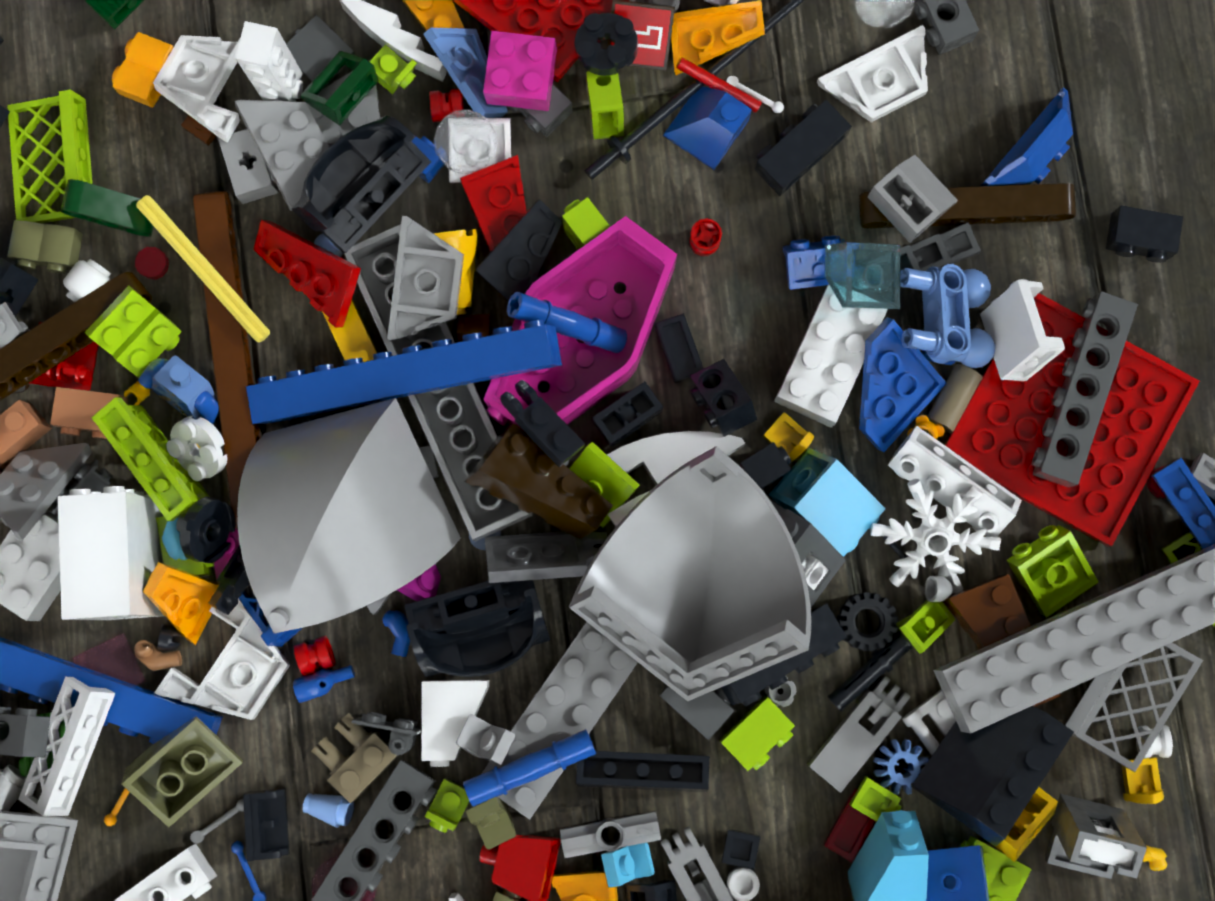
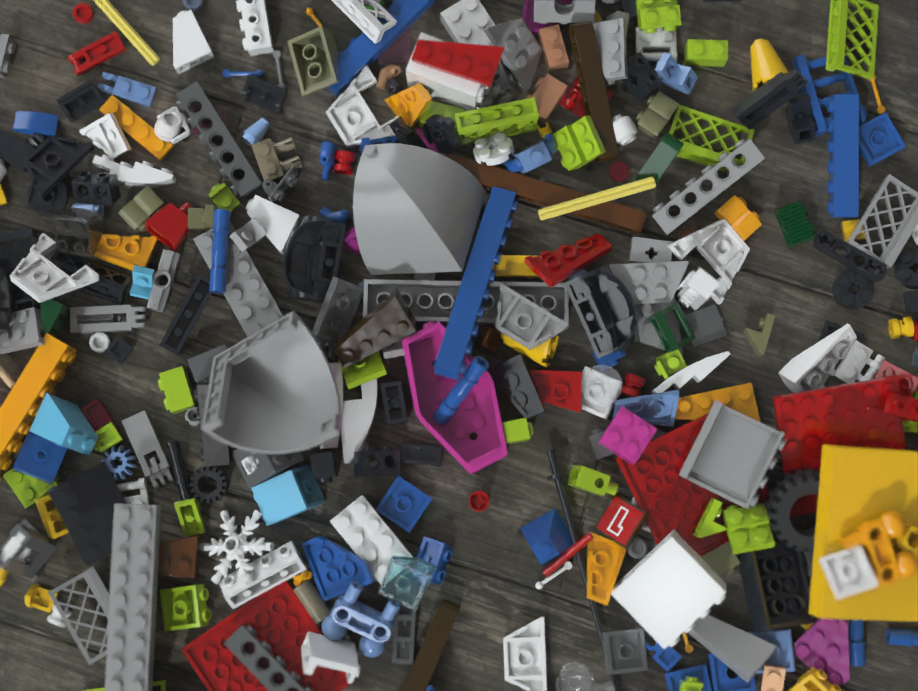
camera: 115 degrees right, 0 degrees up
(47, 78) = (752, 158): none -> light grey brick
(78, 538) = (462, 60): none -> red wing
(171, 540) = (444, 111): medium azure arm -> none
(542, 424) = (406, 347): black hinge -> none
(602, 27) = (632, 495): black plate -> none
(760, 337) = (403, 504): none -> blue plate
(789, 435) = (337, 492): yellow tile -> none
(802, 146) = (506, 586): black brick -> none
(911, 198) = (440, 634): light grey slope -> none
(937, 589) = (206, 534): light grey hinge -> none

